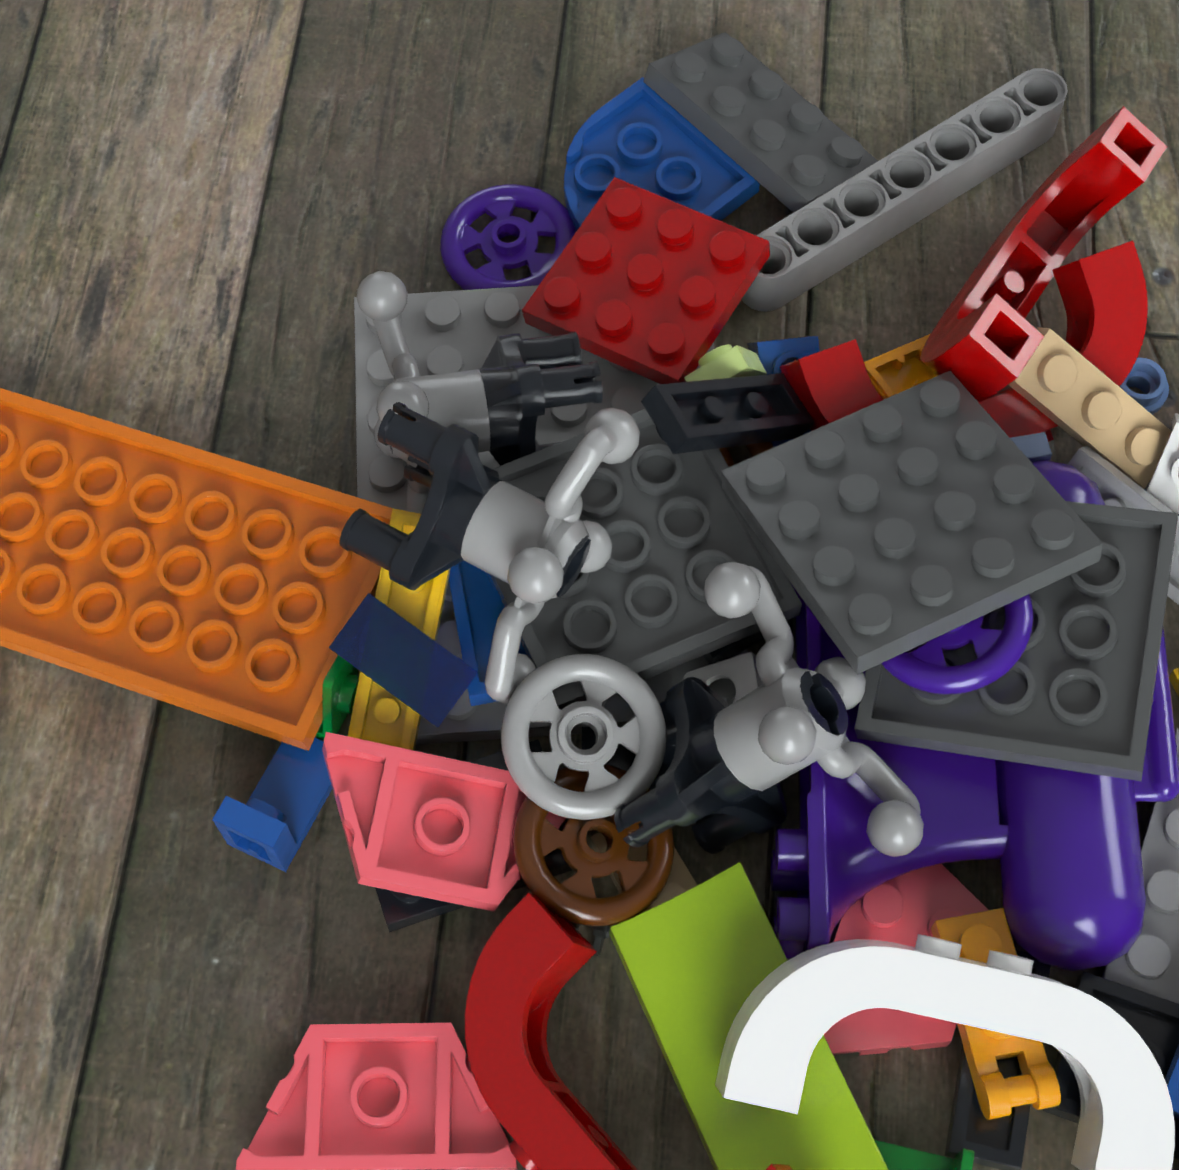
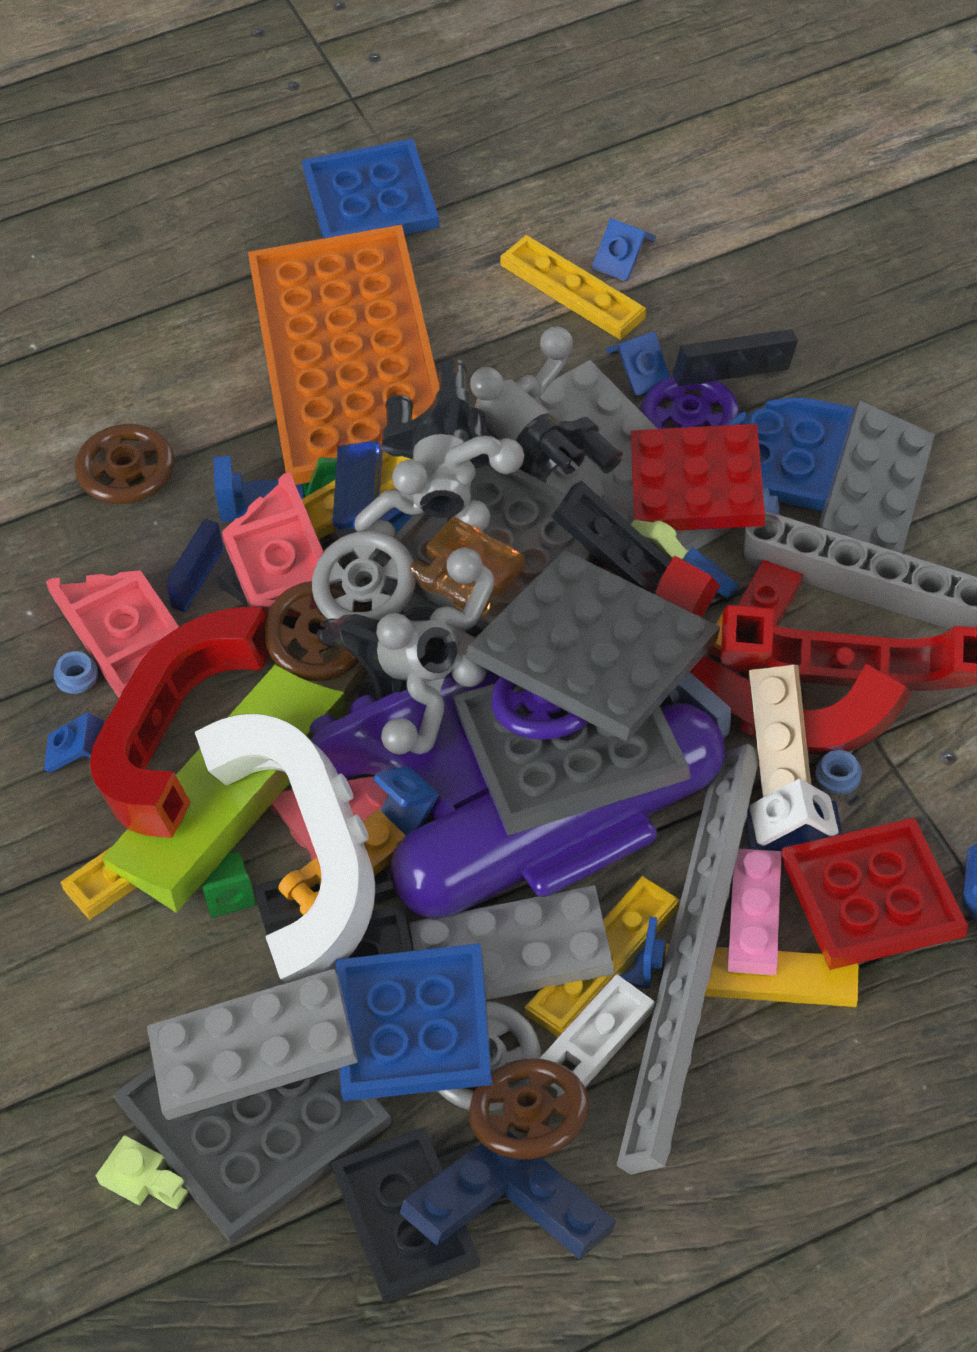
camera: 60 degrees right, 10 degrees down
(133, 982) = (124, 463): none -> reddish brown plate
(207, 171) = (620, 249): none -> blue bracket
(213, 254) = (573, 287): none -> yellow tile
(348, 946) = (194, 565): none -> clear blue tile
(396, 240) = (642, 362): none -> blue bracket
(484, 148) = (734, 357): none -> black plate
(652, 580) = (500, 559): none -> clear orange plate
(841, 313) = (772, 589): none -> red plate
(963, 875) = (408, 799): none -> blue bracket

